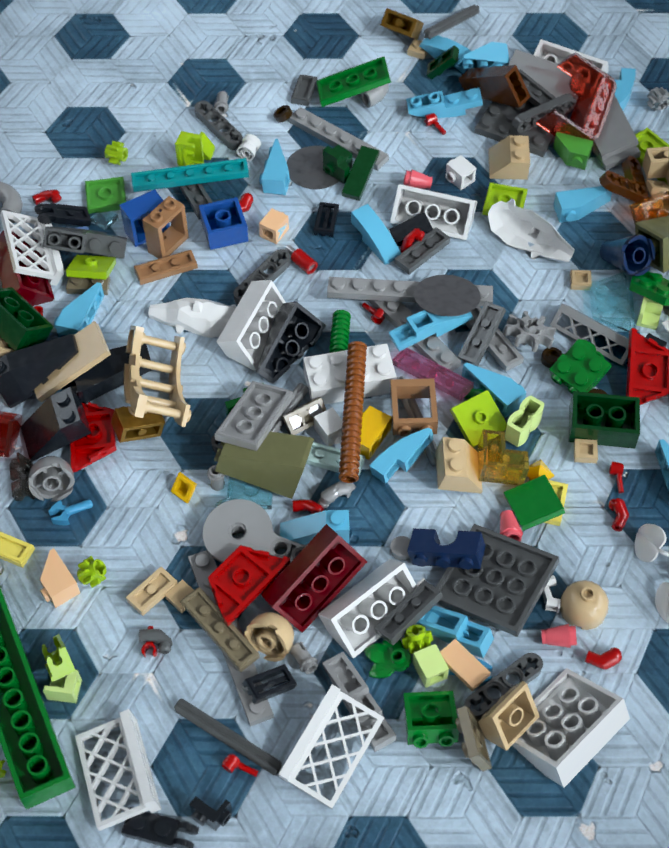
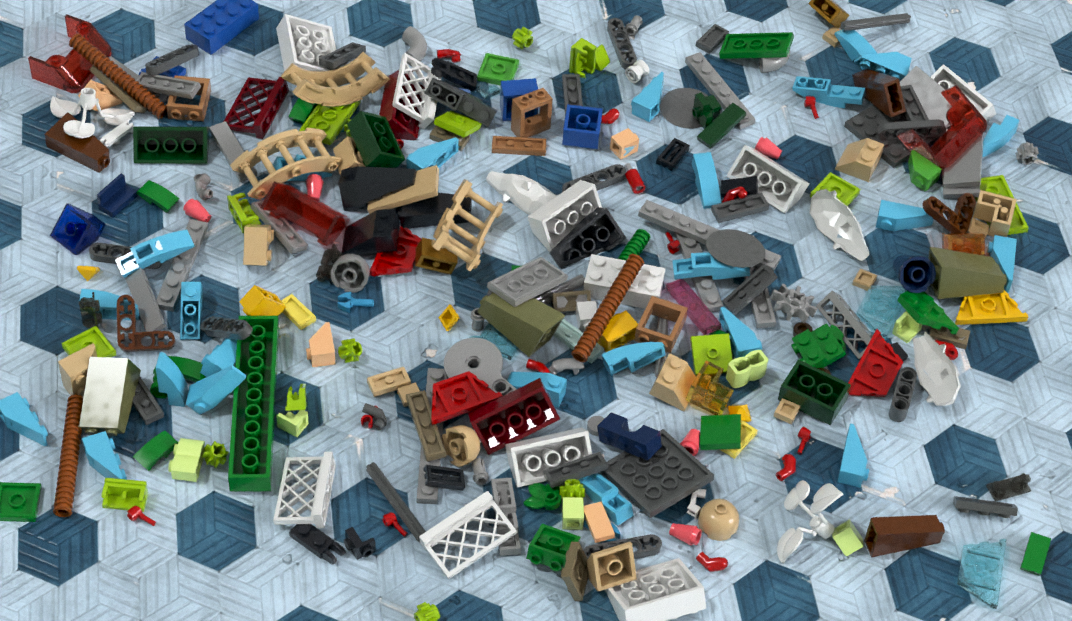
camera: 20 degrees right, 5 degrees down
(189, 175) = (574, 77): teal plate -> none
(282, 113) = (681, 52): dark brown tile -> none
(442, 62) = (846, 55): dark green plate -> none
(460, 172) = (809, 155): white brick -> none

